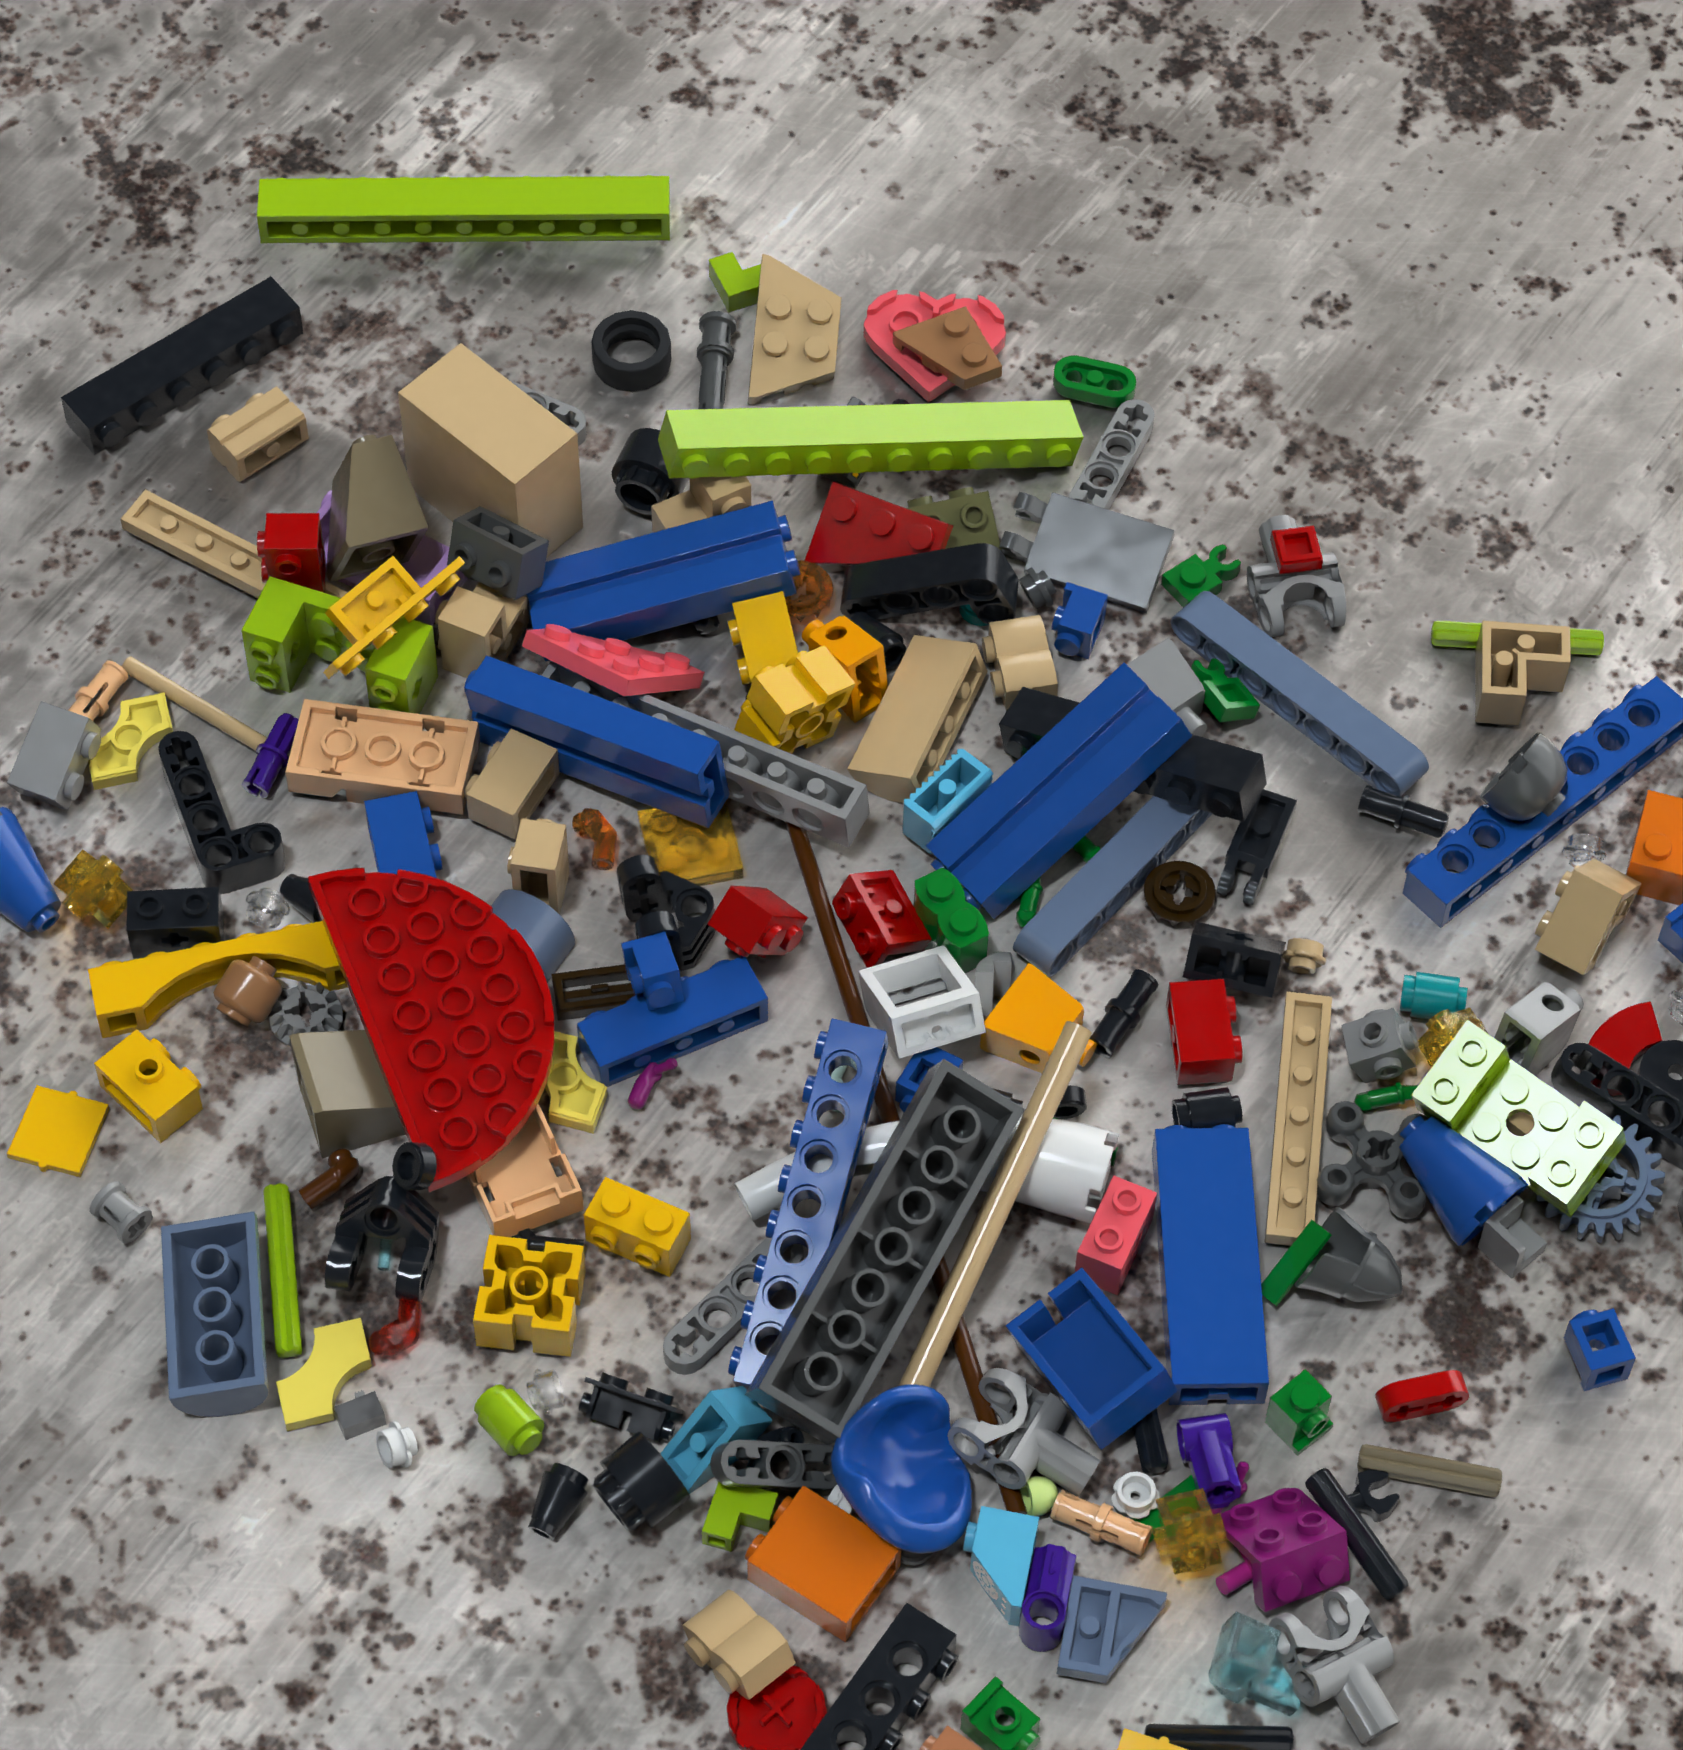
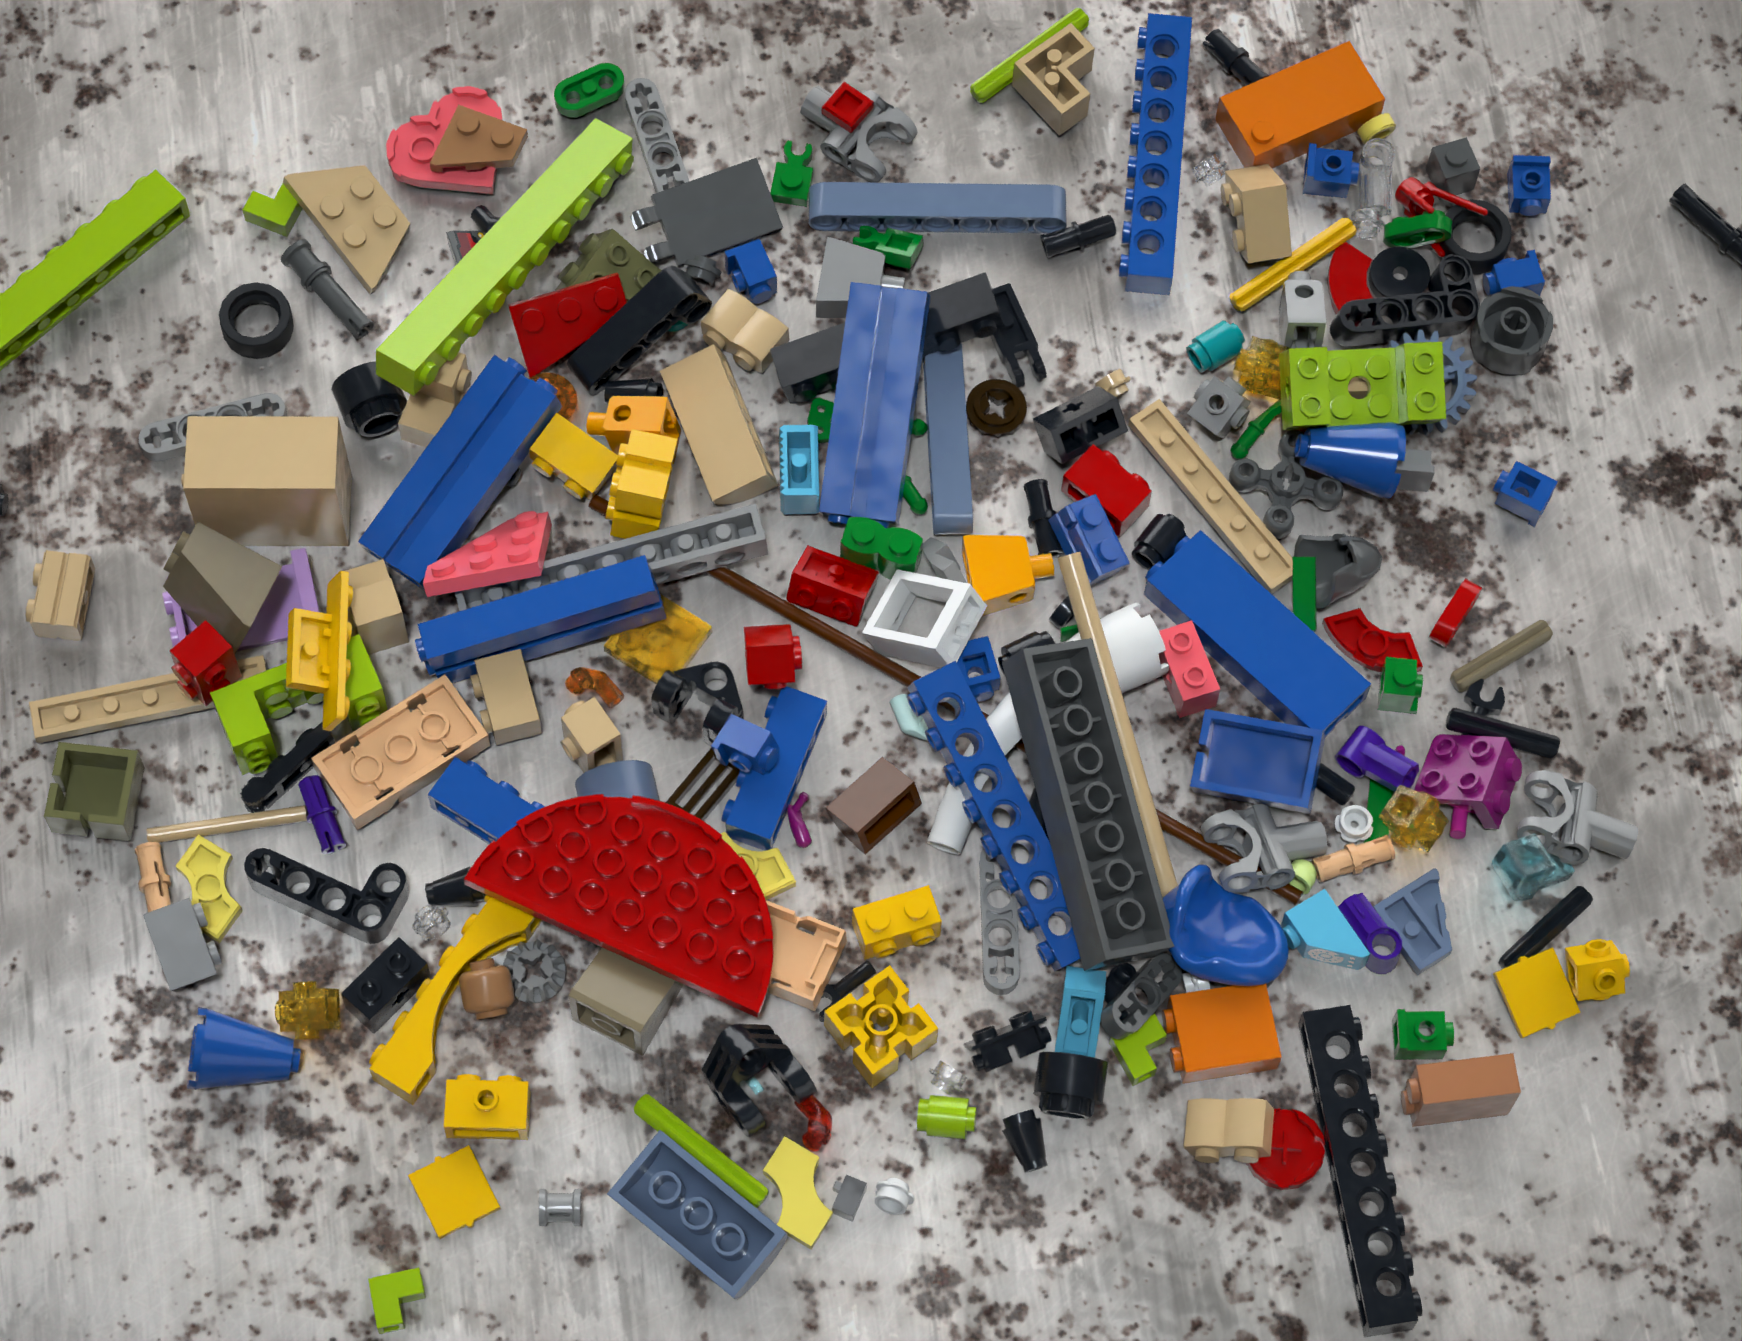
camera: 45 degrees left, 10 degrees up
(128, 597) = (99, 789): none -> olive piece
(272, 699) = (285, 770): none -> black hinge
(341, 1171) = (672, 1063): reddish brown arm -> none
(414, 1166) = (739, 1009): black tile -> none
(498, 552) = (343, 543): dark grey brick -> none
(724, 1121) = (874, 805): none -> brick
(1137, 1057) = (1087, 530): none -> blue brick
(1311, 1347) = (1366, 642): none -> red tile
(1528, 782) = (1151, 153): dark grey cylinder -> none
(1588, 986) = (1300, 260): none -> yellow axle

